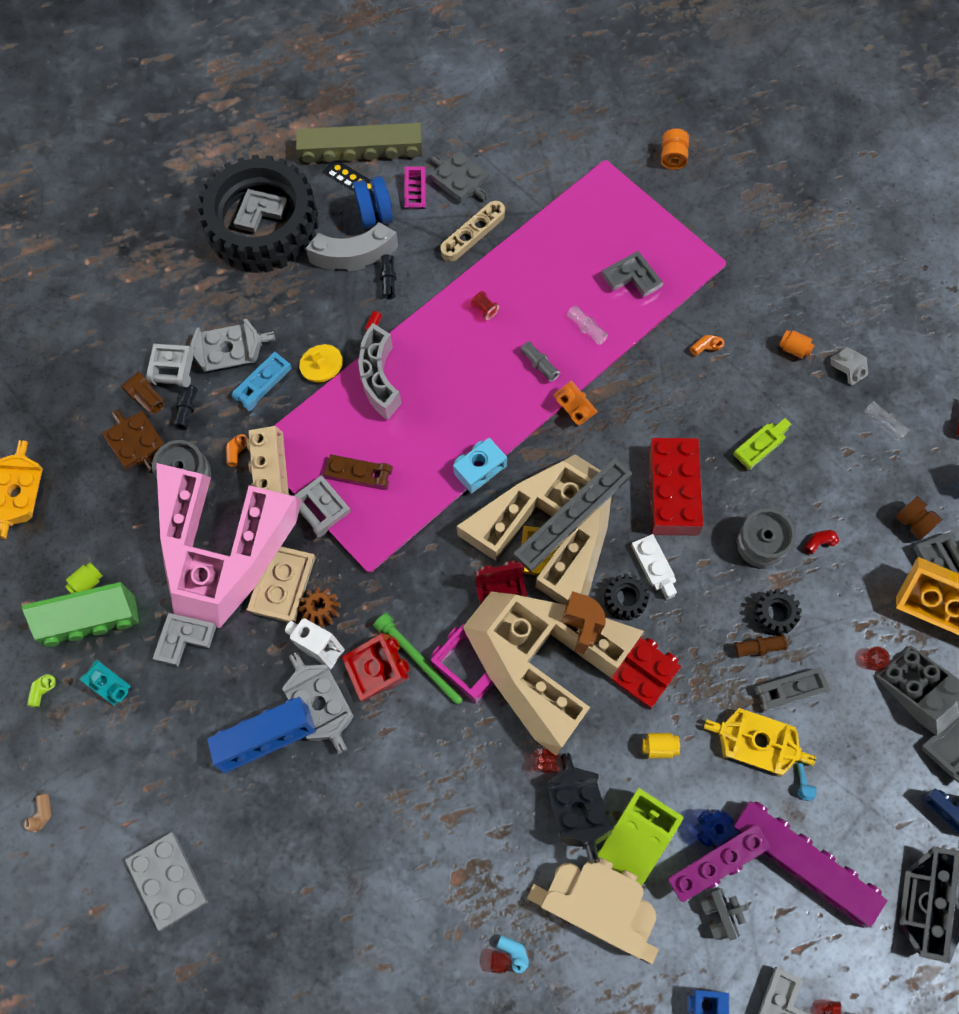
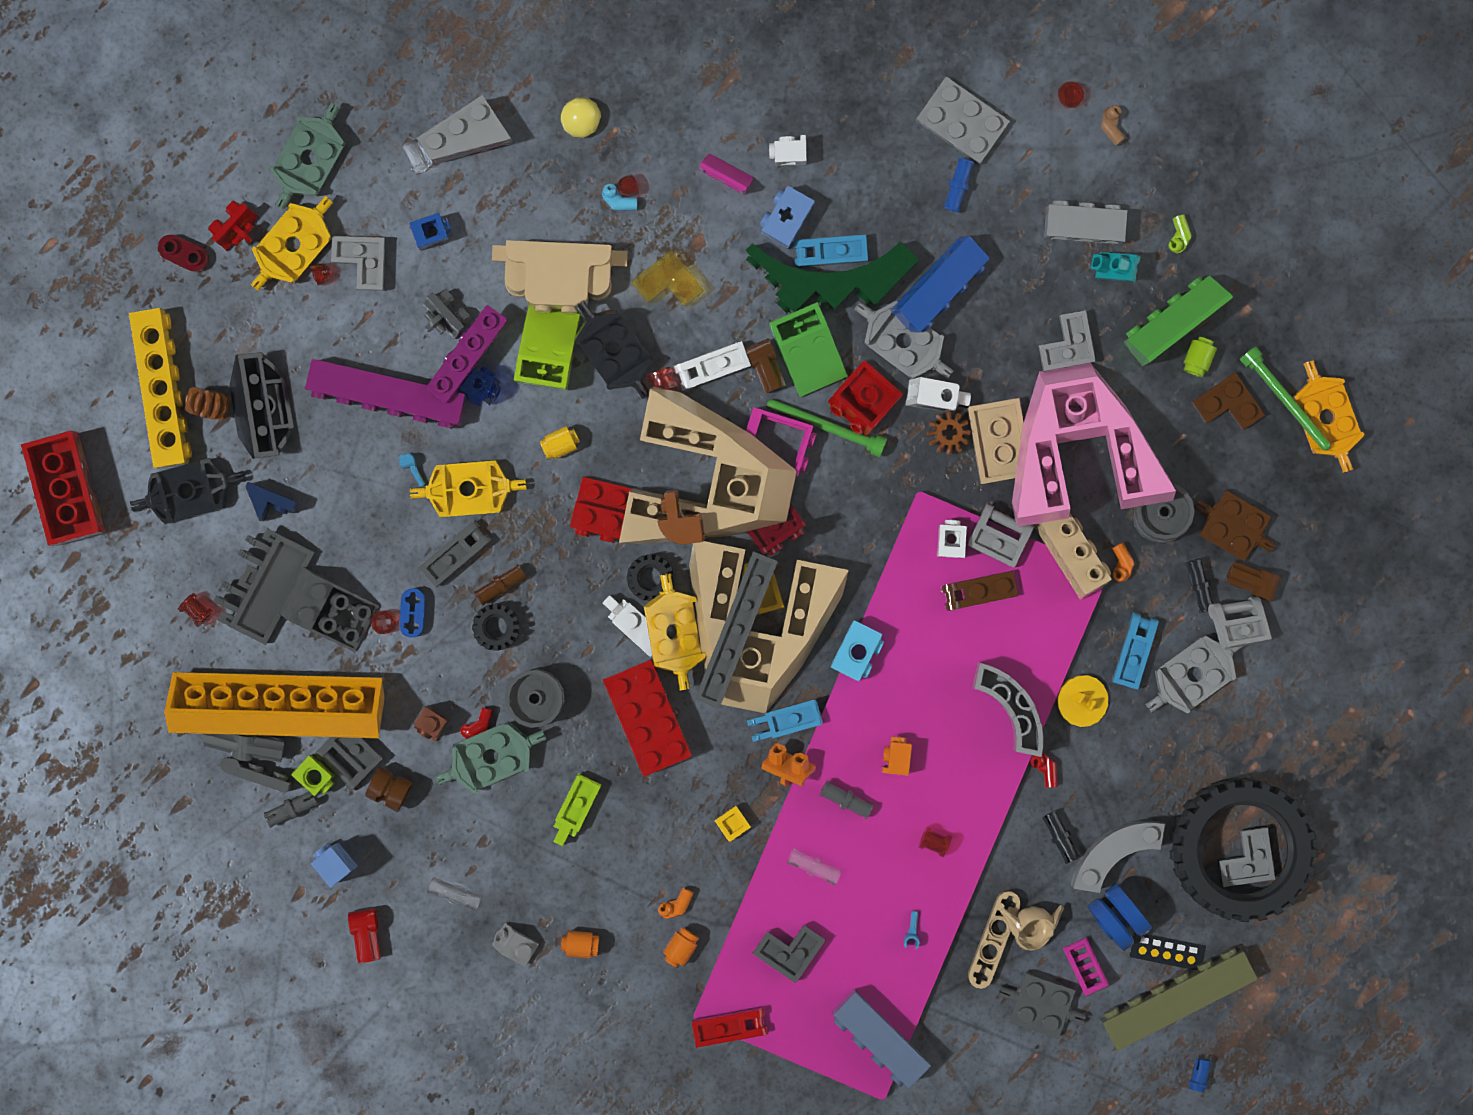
camera: 155 degrees right, 20 degrees up
(42, 559) = (1255, 361): none -> bright green piece
(59, 859) = (1070, 94): none -> clear red plate
(80, 541) = (1229, 396): none -> reddish brown plate
(111, 735) = (1085, 223): none -> light grey brick
(200, 821) = (958, 185): none -> blue pin
(319, 767) = (798, 286): none -> dark green arch
(335, 925) = (788, 151): none -> white brick
(341, 811) = (831, 250): none -> dark azure plate
(351, 863) = (785, 232): none -> medium blue brick
(360, 510) = (954, 550): none -> white brick
(374, 91) = (1200, 1075): none -> blue pin
(402, 931) = (726, 173): none -> dark pink slope
(404, 732) = (808, 349): none -> bright green slope
(438, 225) = (1032, 926): none -> tan piece
(447, 738) = (764, 362): none -> reddish brown piece
(485, 374) = (897, 756): none -> orange brick
(494, 754) = (713, 365): none -> white plate
(501, 859) = (668, 273): none -> clear yellow plate
(533, 252) = (912, 930): none -> dark azure hand
(561, 439) = (788, 720): none -> dark azure hinge
(589, 193) = (881, 1038): none -> sand blue brick
(624, 525) = (684, 649): none -> yellow plate
(637, 383) = (732, 823): none -> yellow plate
(701, 242) = (728, 1027): none -> red plate
(716, 312) = (680, 947): none -> orange brick
(839, 508) = (475, 772): none -> sand green plate
(842, 654) = (405, 612): none -> blue beam
(866, 553) = (431, 723): none -> copper brick

